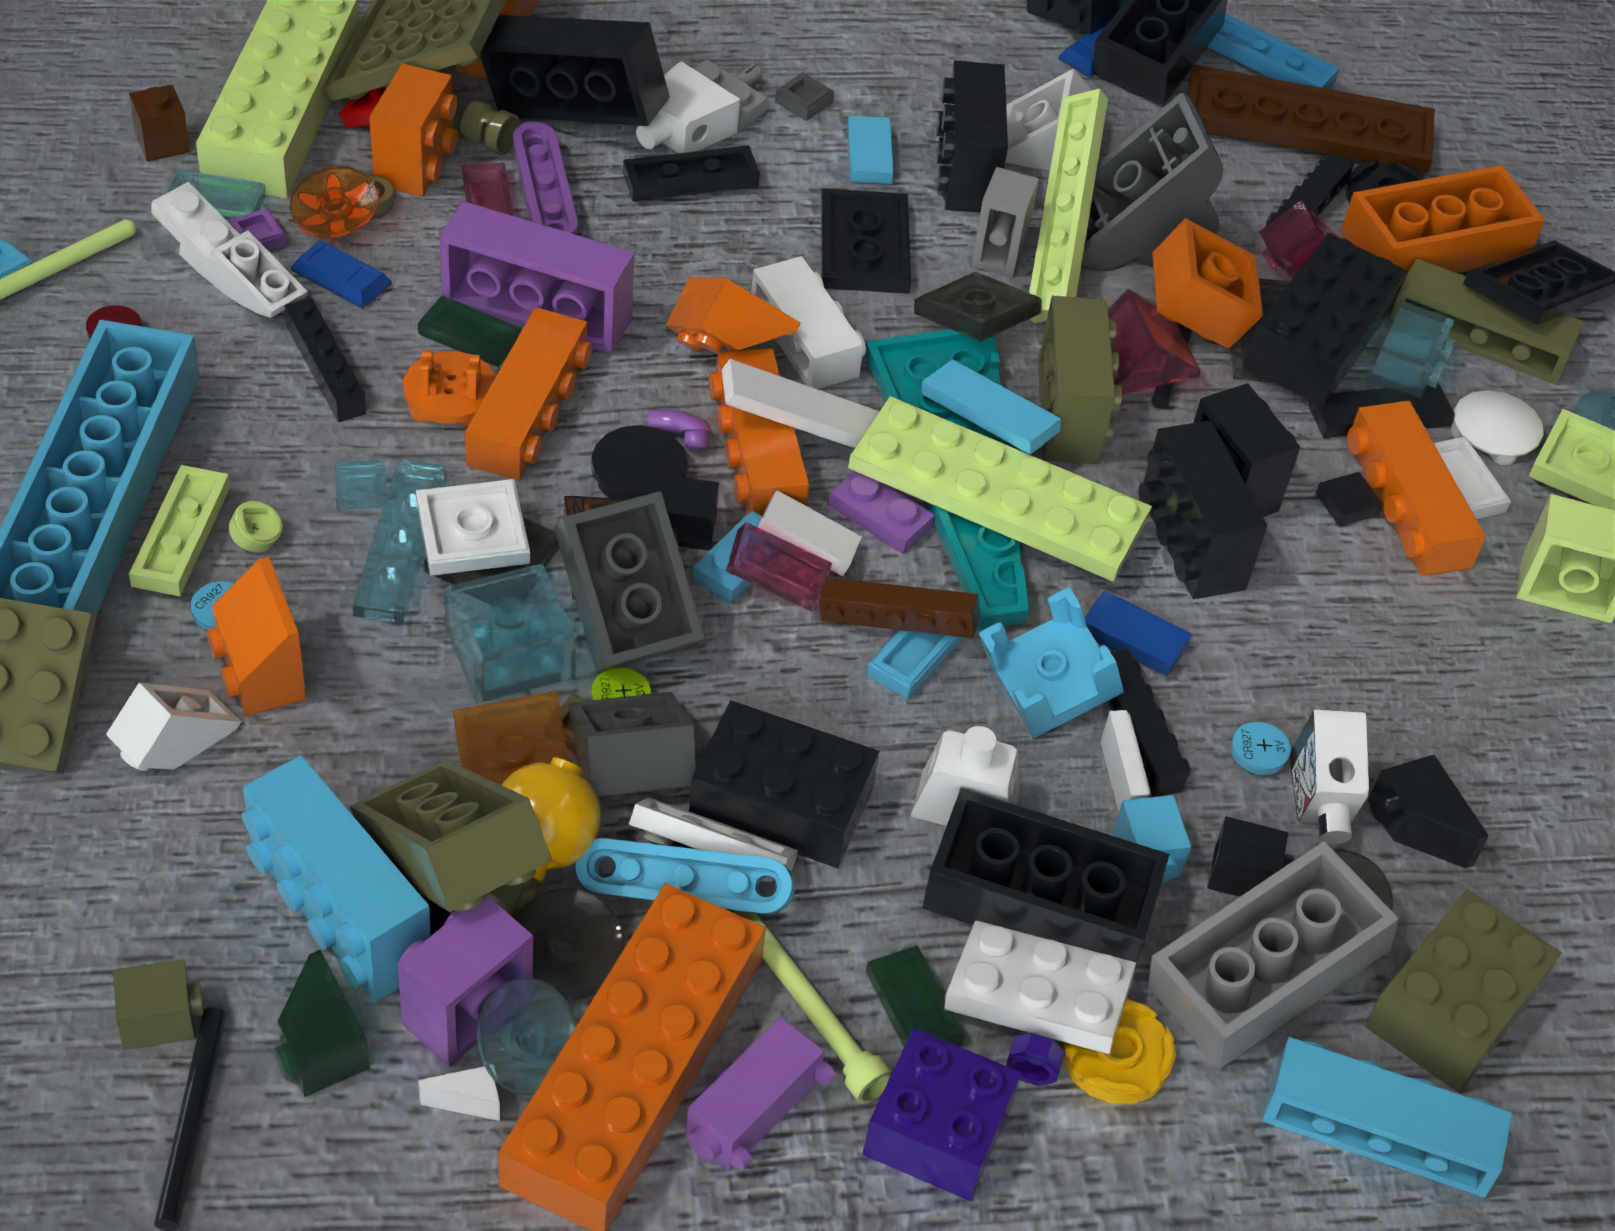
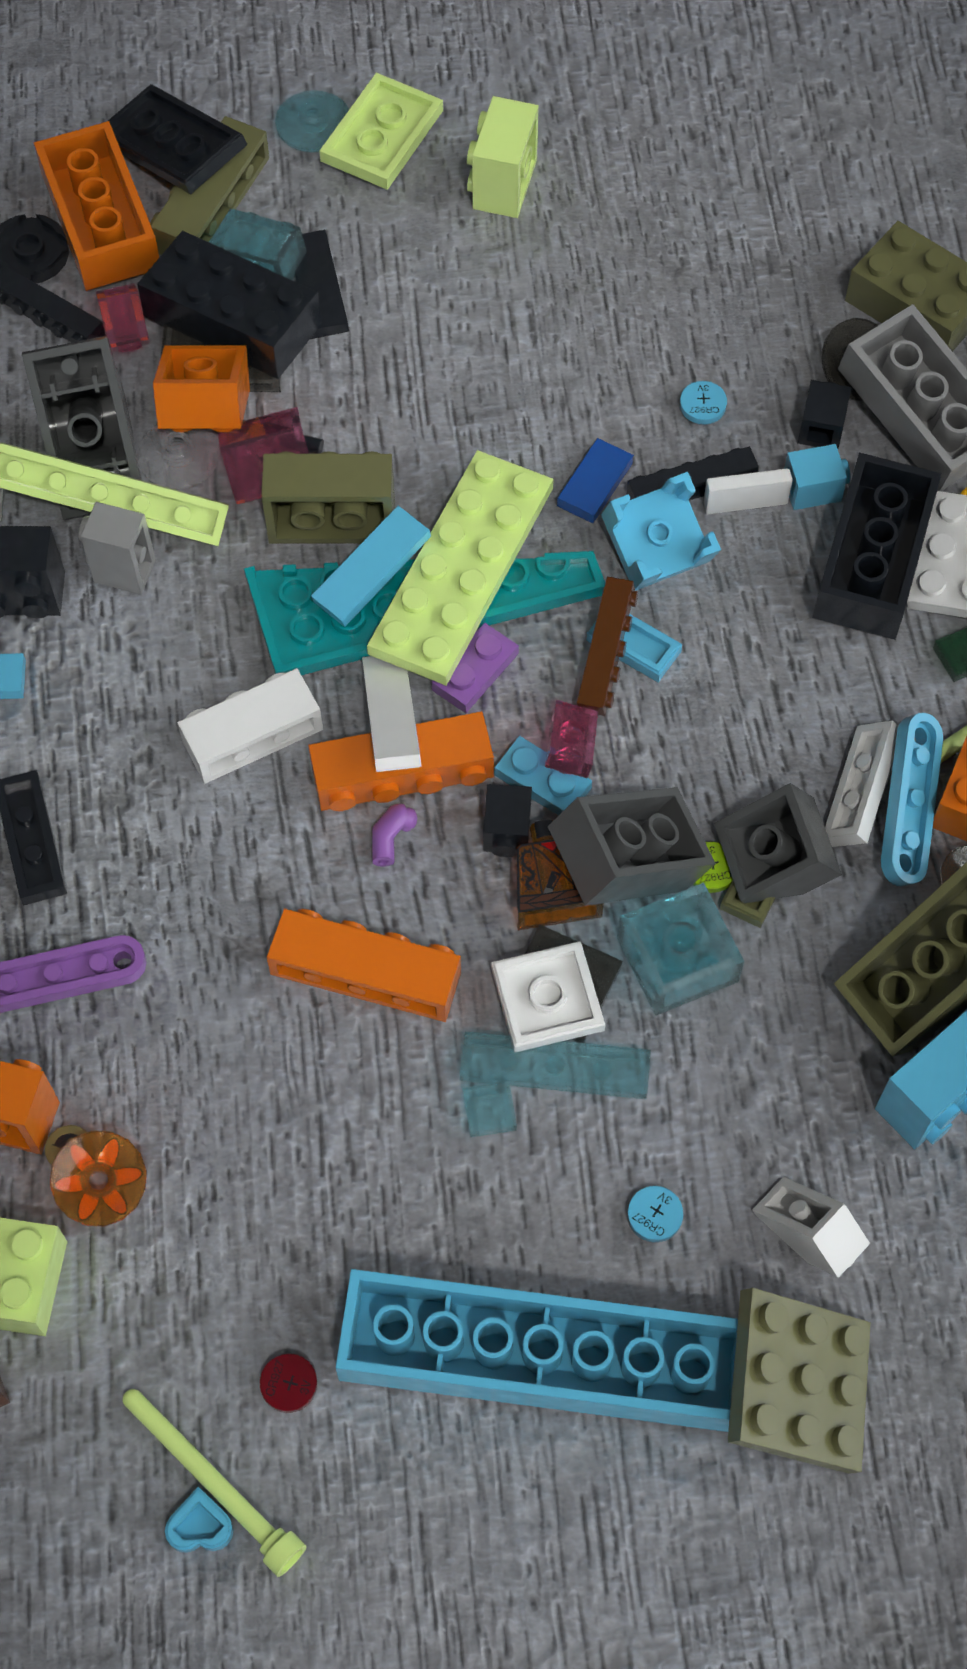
camera: 85 degrees left, 15 degrees up
(179, 530) = (572, 1262): yellowish green plate -> none
(223, 256) = (187, 1277): white slope -> none
(227, 195) = (75, 1313): clear light blue tile -> none
(255, 526) = (559, 1194): yellowish green tile -> none
(257, 642) = (719, 1159): orange slope -> none
(262, 227) = (133, 1261): medium lavender tile -> none
(325, 360) = (325, 1162): black piece -> none
(341, 274) = (190, 1167): blue tile -> none
(446, 386) = (355, 1061): orange plate -> none
(469, 330) = (268, 1032): clear green tile -> none
(487, 186) = (67, 1032): clear pink tile -> none
(510, 735) = (792, 943): clear orange plate -> none
(518, 265) = (222, 958): medium lavender brick -> none
(564, 809) = (873, 898): yellow brick -> none
(634, 458) = (440, 866): black tile -> none
(723, 315) = (276, 784): orange slope -> none
(784, 782) = (804, 728): black brick -> none
(810, 531) = (523, 718): white tile -> none
(865, 241) = (115, 682): black tile -> none
(966, 762) = (792, 588): white torso -> none
(978, 306) = (222, 580): clear smoke tile -> none
(1202, 509) = (481, 410): black brick -> none
(1255, 442) = (412, 379): black brick -> none
(1331, 772) = (744, 349): white torso -> none
(1349, 499) = (427, 317): black tile -> none
(1415, 488) = (418, 265): orange brick -> none
(1427, 812) = (756, 295): black slope -> none
(1473, 478) = (393, 233): white tile -> none
(1497, 425) = (329, 202): white dish -> none

